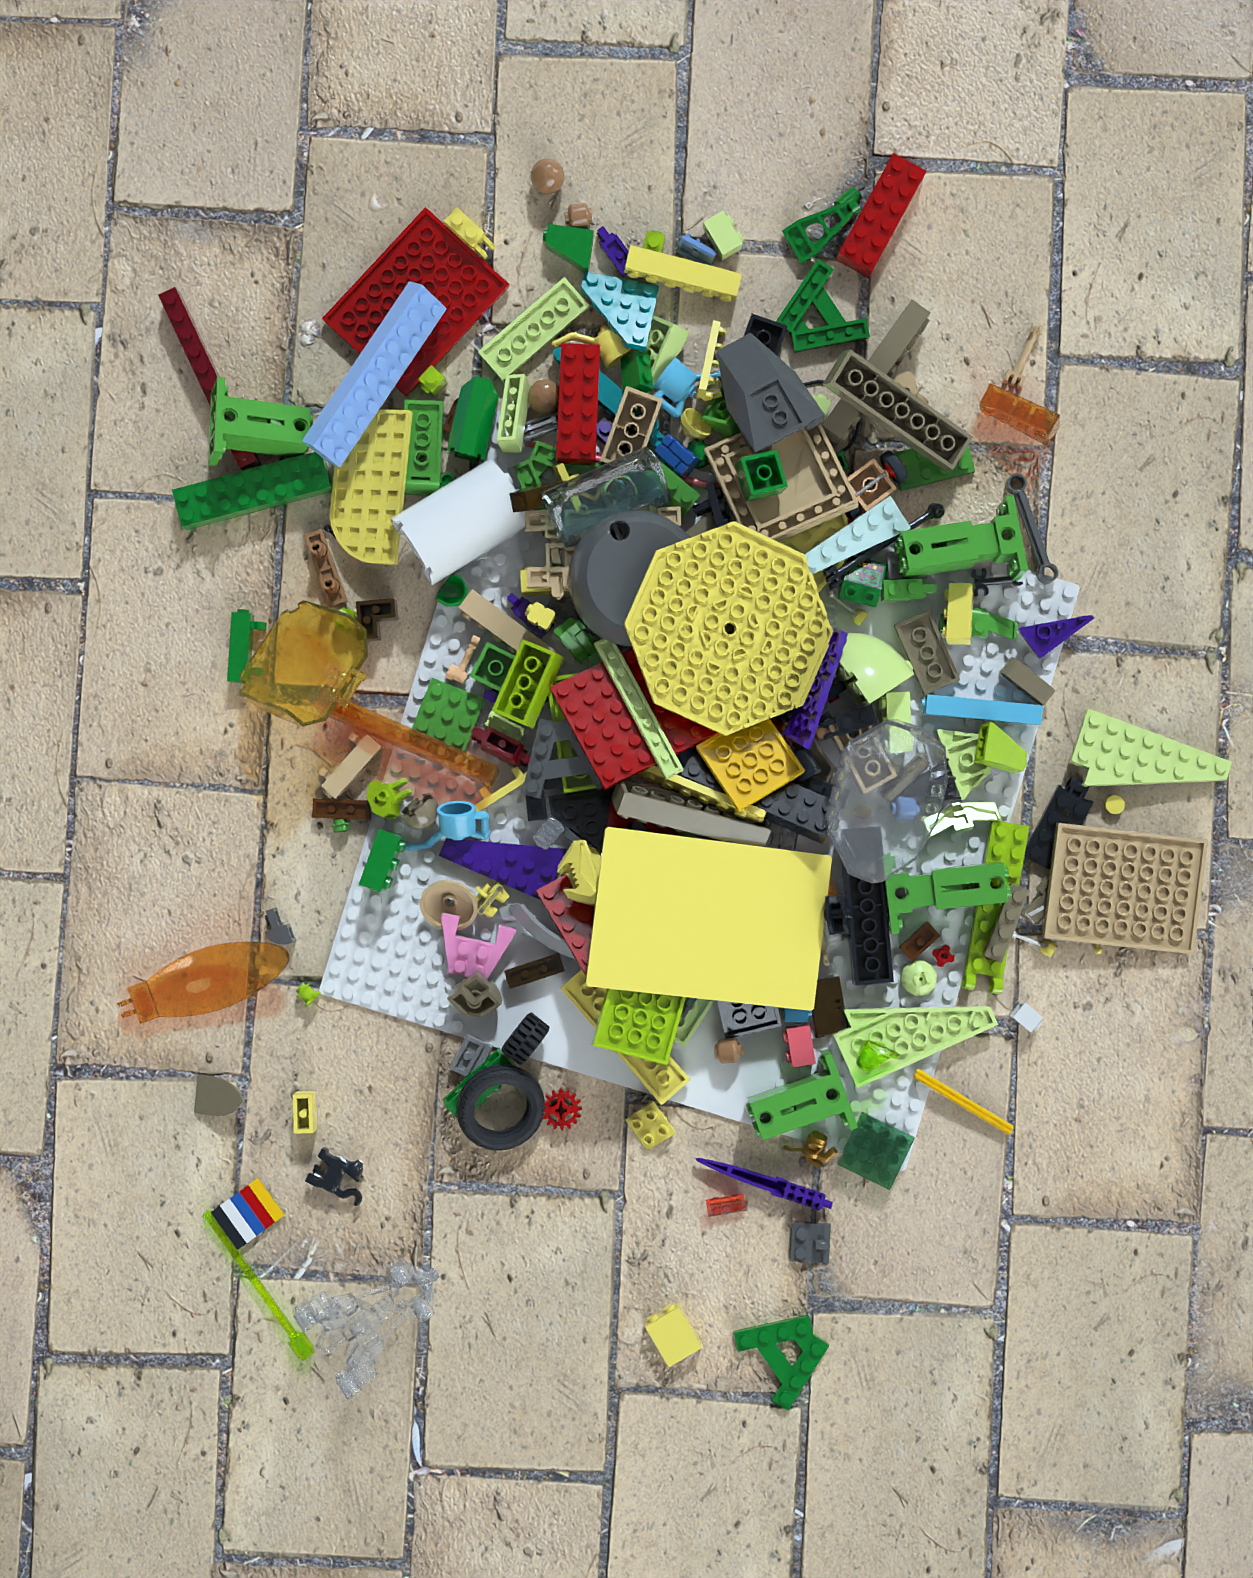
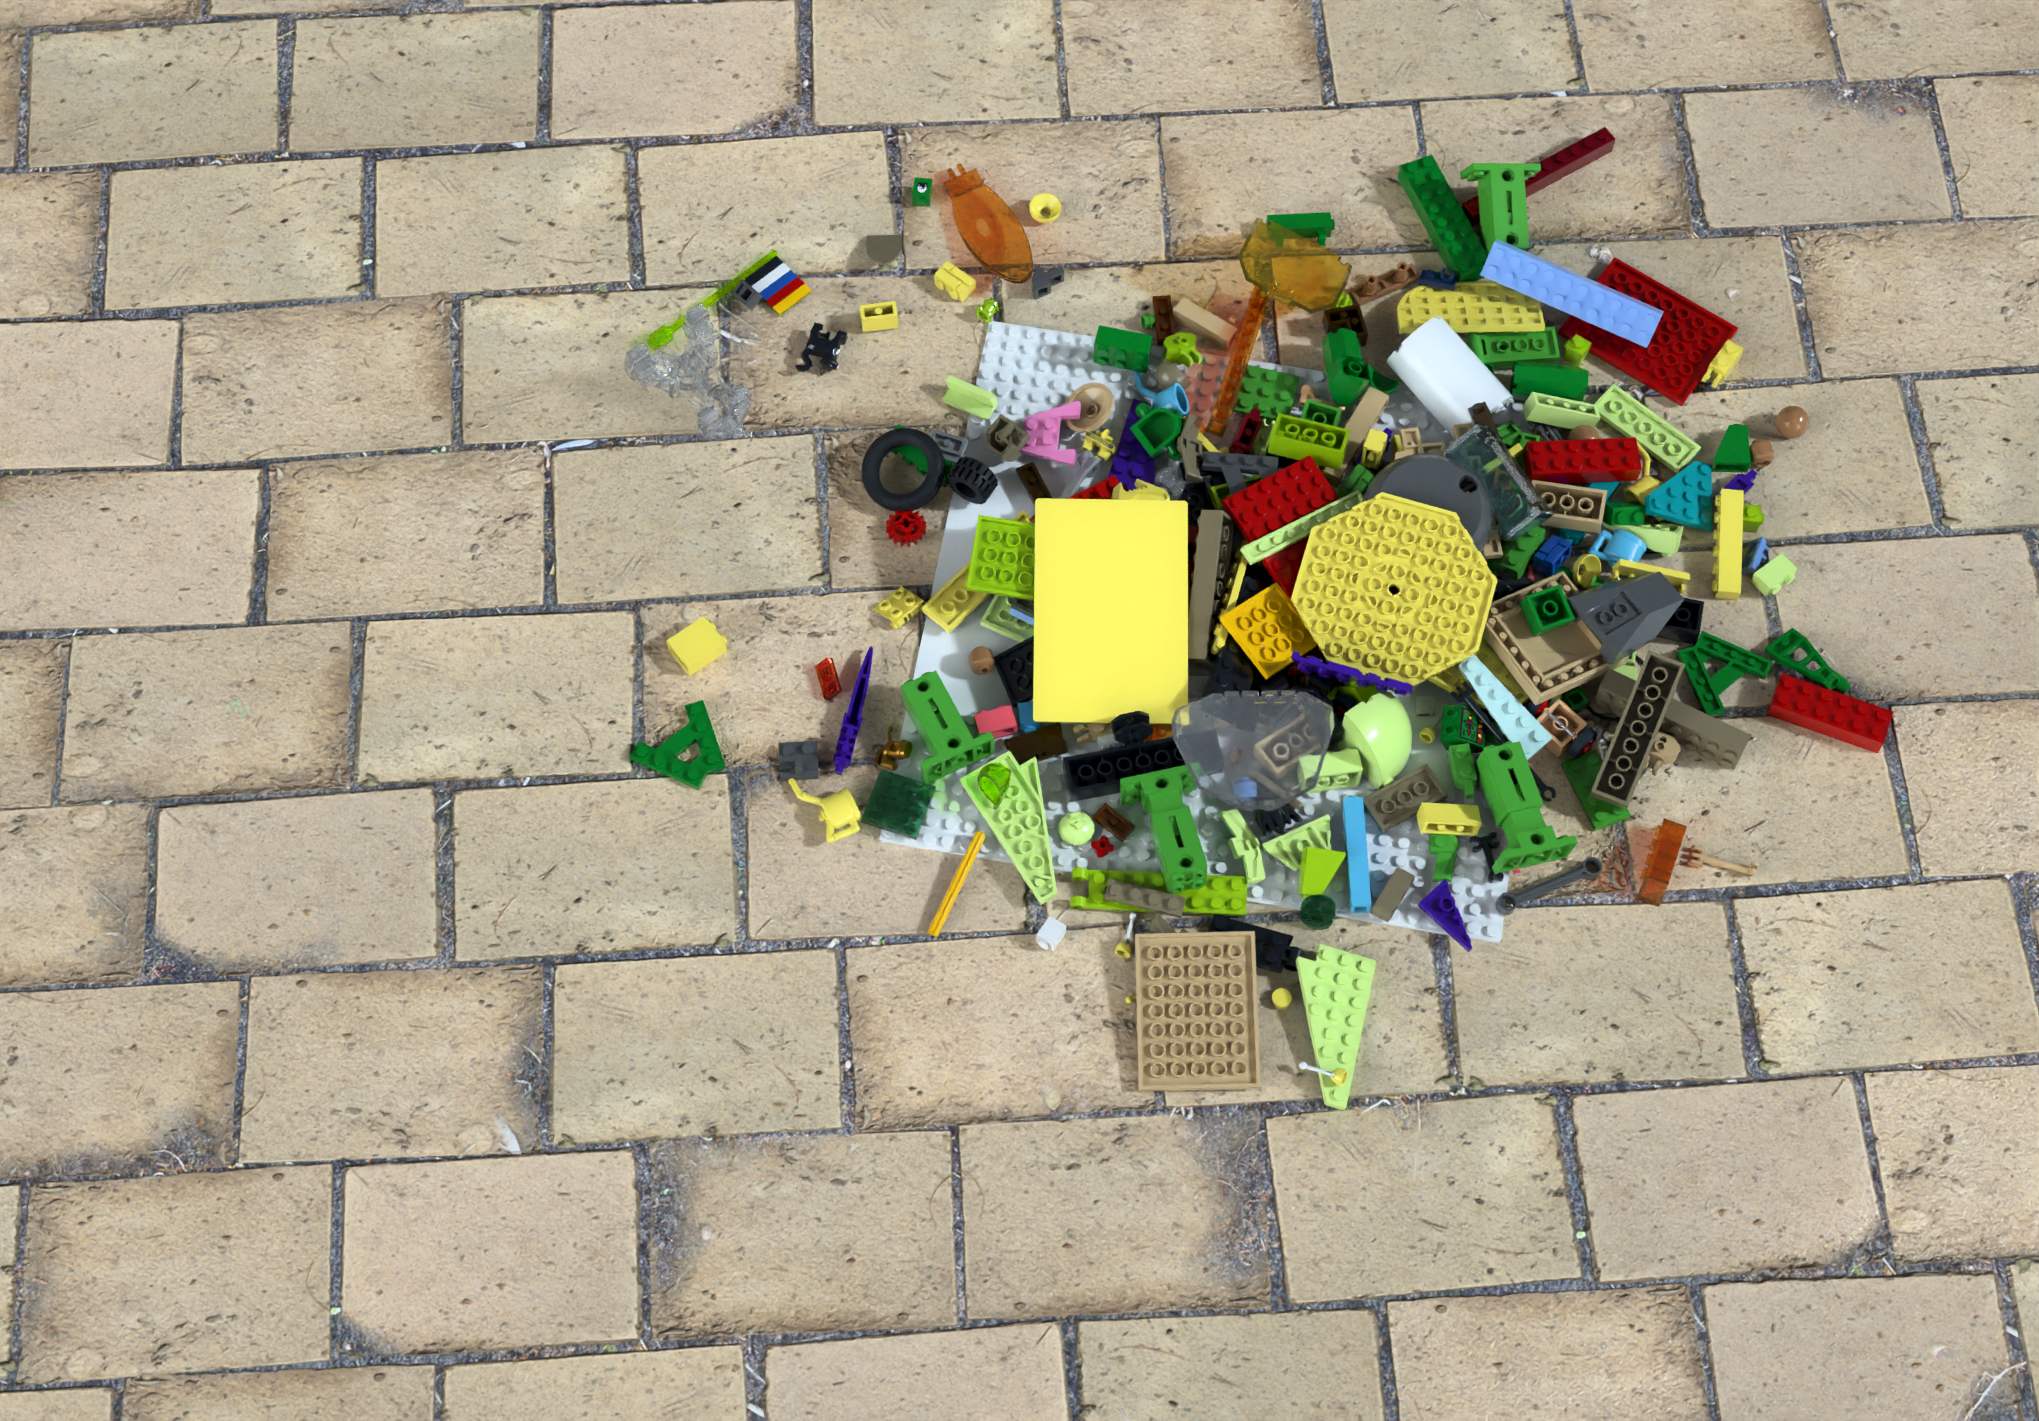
camera: 80 degrees right, 25 degrees down
(148, 1047) = (922, 192): none -> green brick
(176, 919) = (1045, 202): none -> light yellow piece
(262, 1249) = (747, 294): none -> dark grey brick
(267, 1025) = (954, 281): none -> light yellow brick
(329, 511) = (1438, 280): none -> dark blue plate
(417, 1026) = (970, 398): none -> yellowish green panel
(432, 629) = (1345, 366): none -> green brick
(490, 837) = (1158, 430): none -> green piece
(513, 806) = (1190, 447): none -> dark tan plate
(873, 1211) = (836, 811): none -> light yellow piece
(1037, 759) = (1317, 911): none -> clear green piece
(1207, 766) = (1338, 1075): none -> hinge

